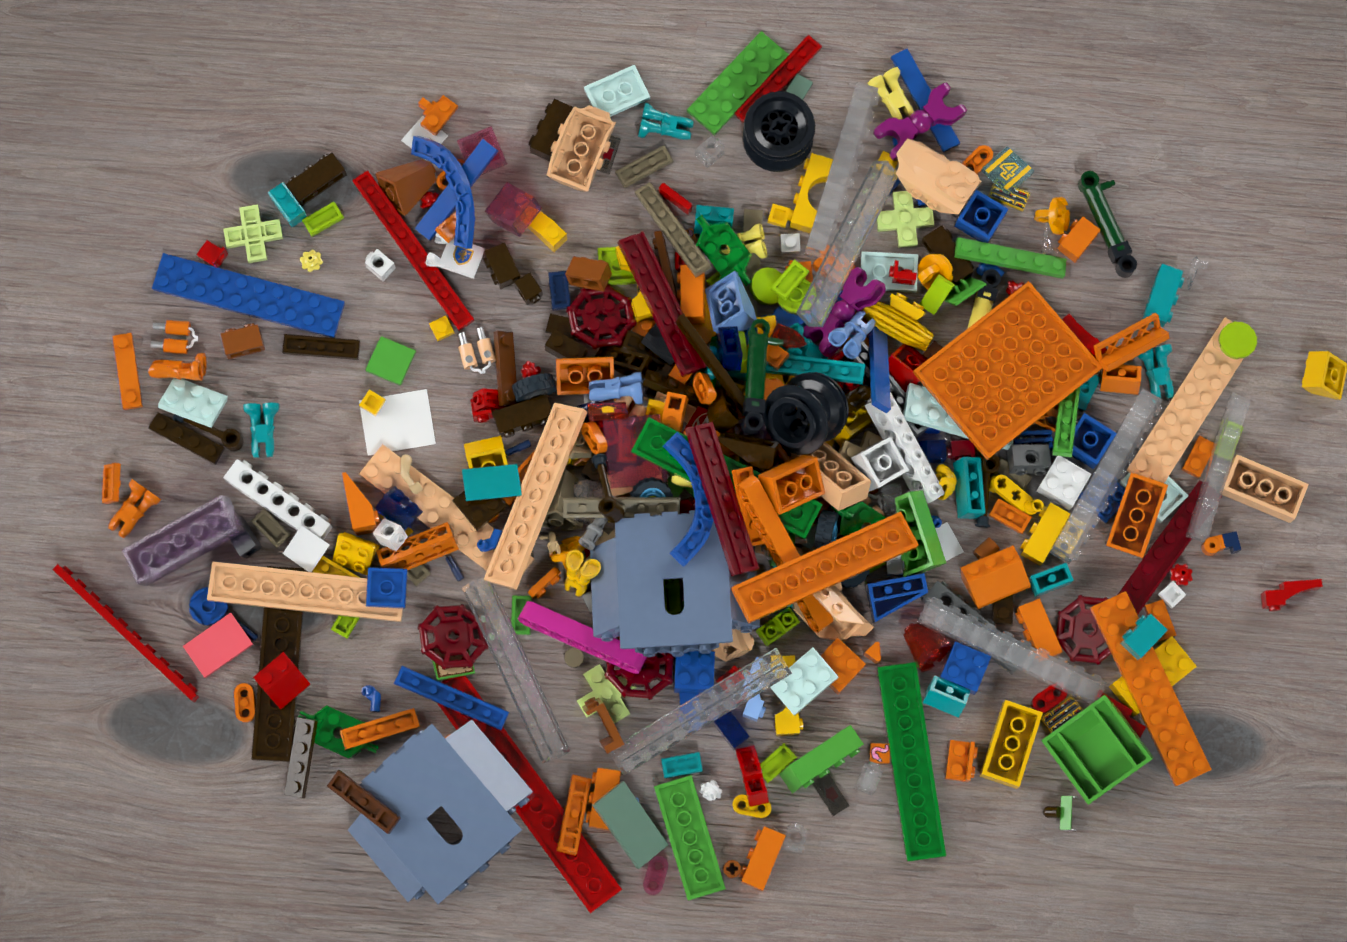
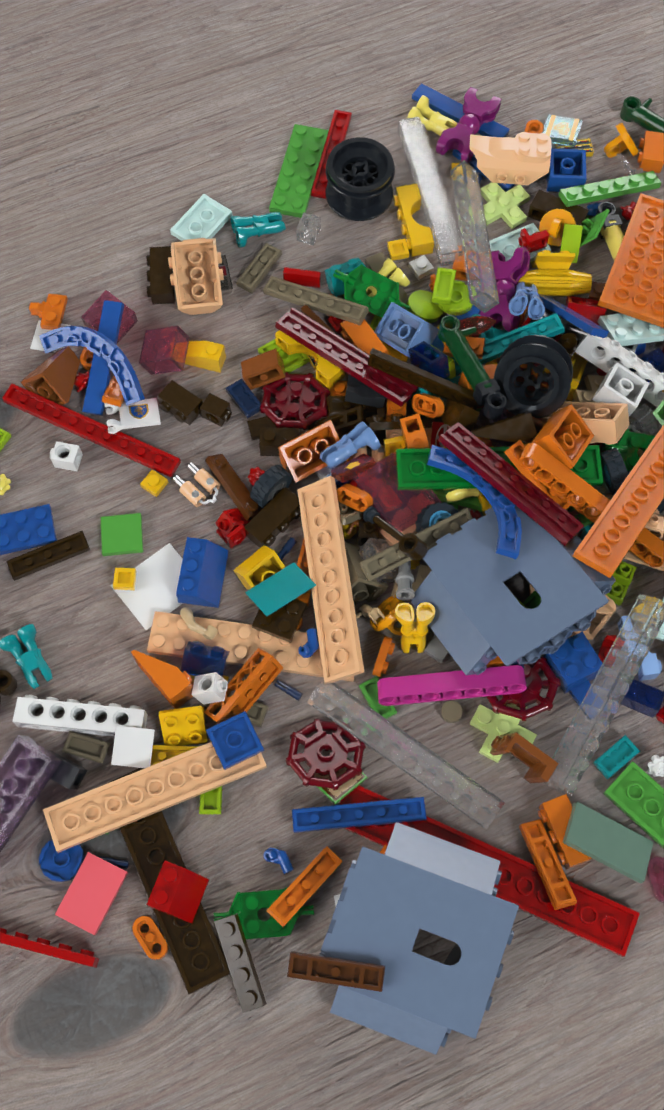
camera: 25 degrees left, 10 degrees down
(437, 432) = (202, 573): none -> blue slope

